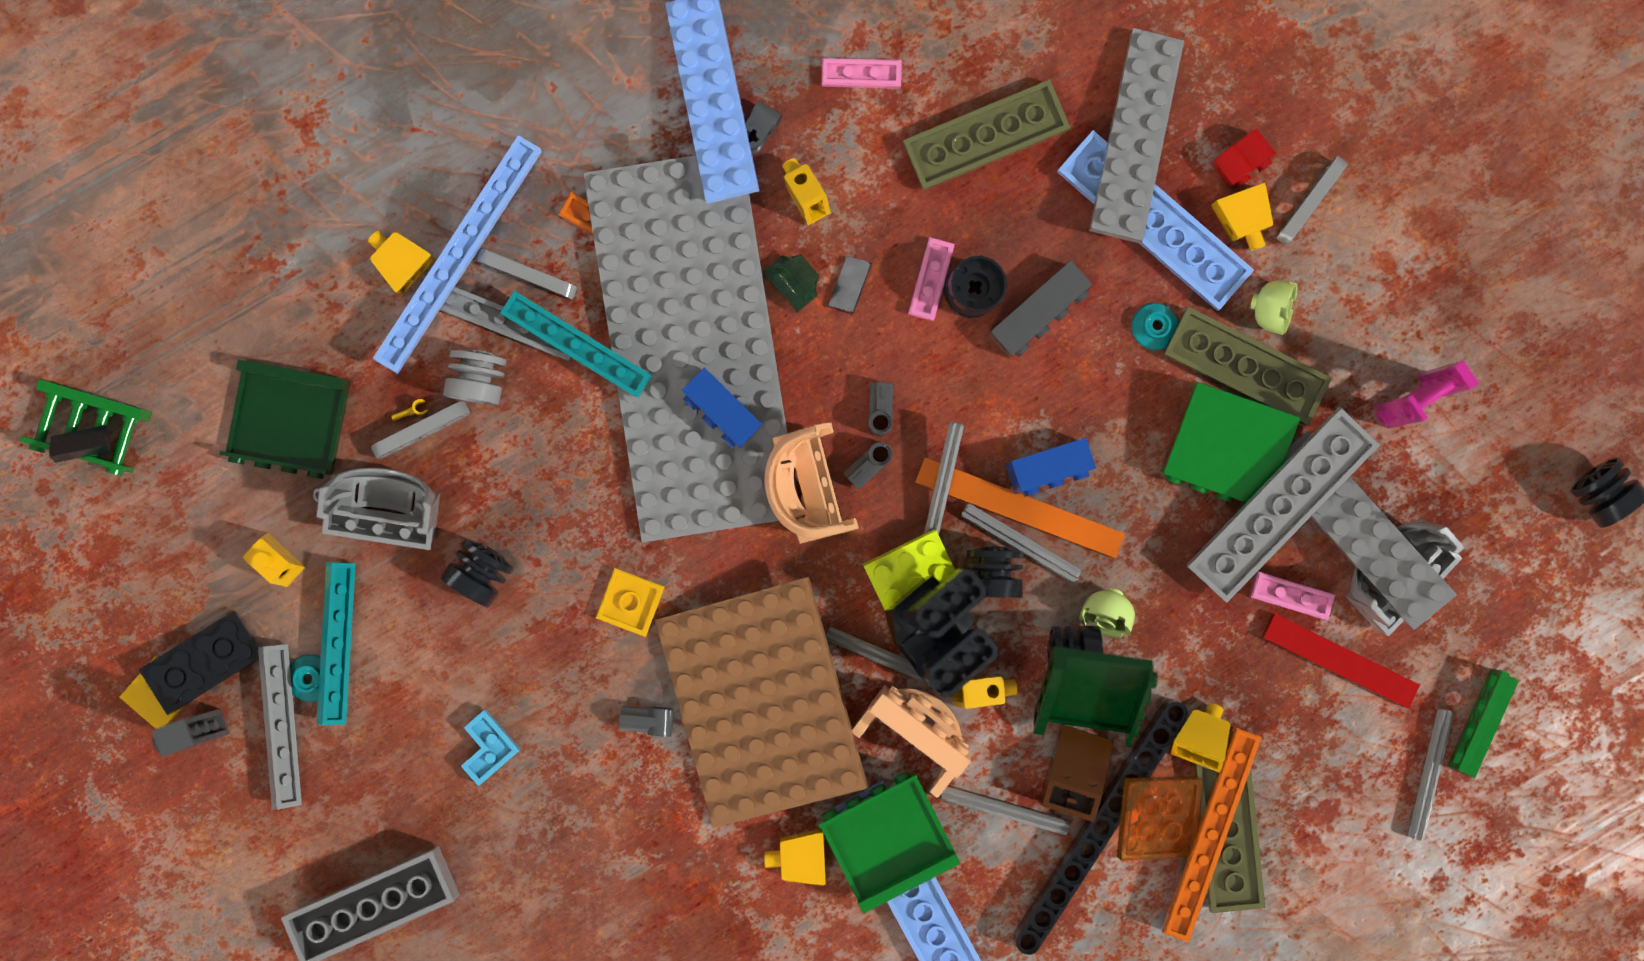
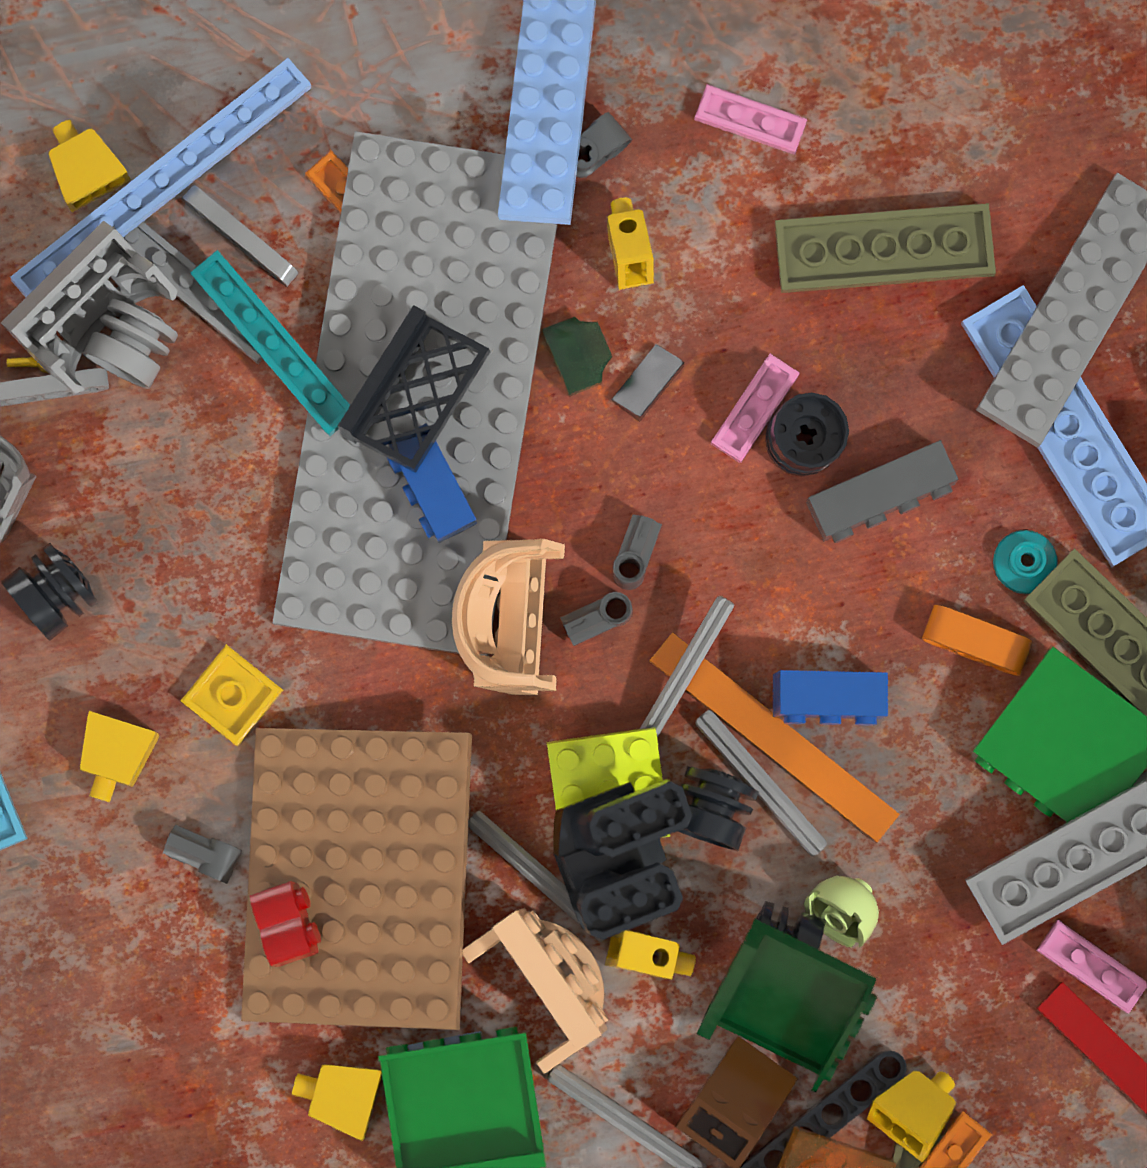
camera: 20 degrees right, 5 degrees down
(425, 359) = (78, 296): none -> light grey piece
(561, 670) = (114, 753): none -> yellow torso
(664, 347) = (384, 380): none -> black fence
(722, 753) = (285, 923): none -> red brick
(1140, 393) = (977, 640): none -> orange beam

